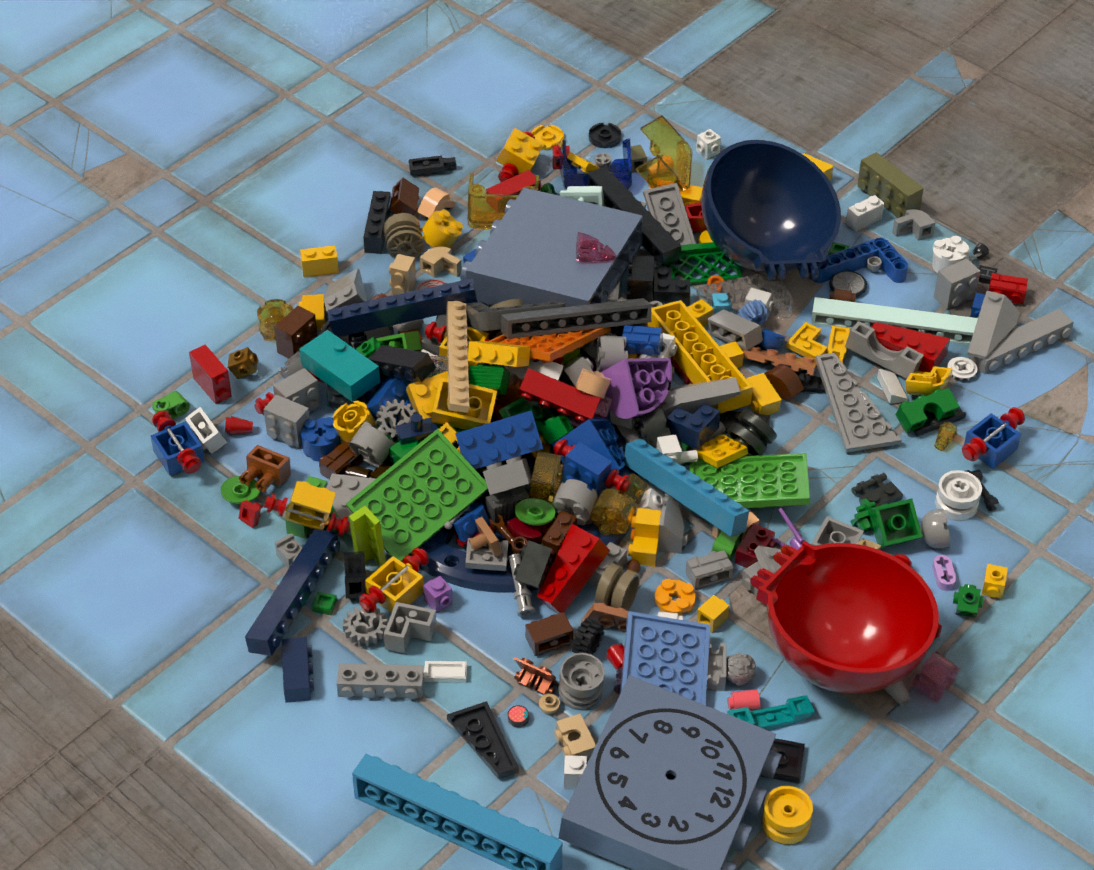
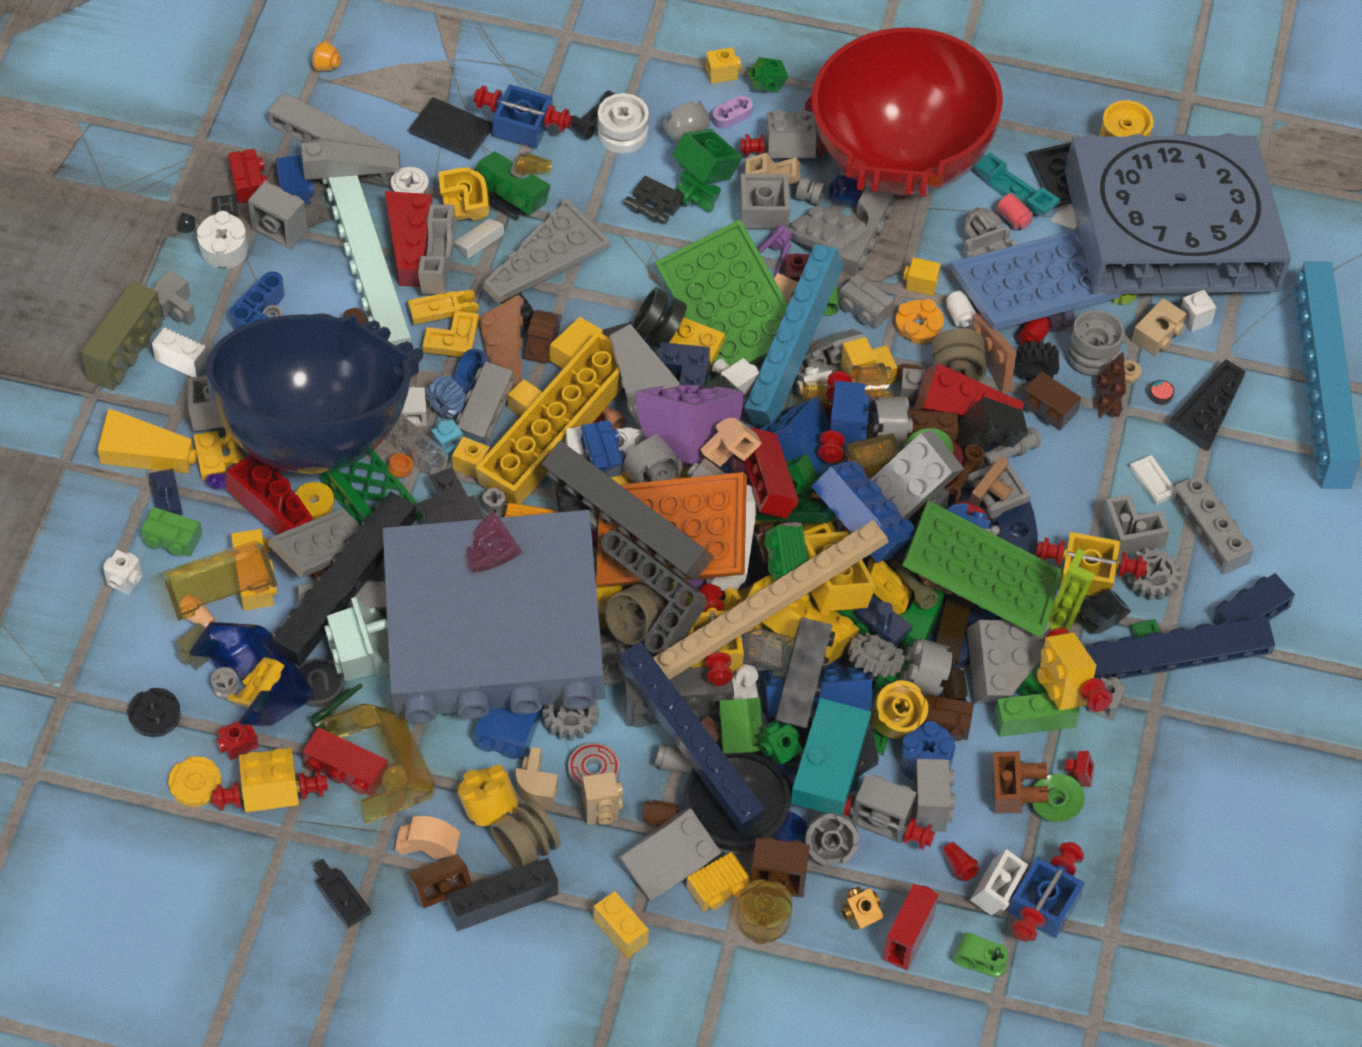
camera: 120 degrees left, 10 degrees up
(437, 594) = (1068, 520): medium lavender brick -> none
(499, 353) = (760, 539): yellow brick -> none
(1004, 401) = (451, 128): none -> black tile

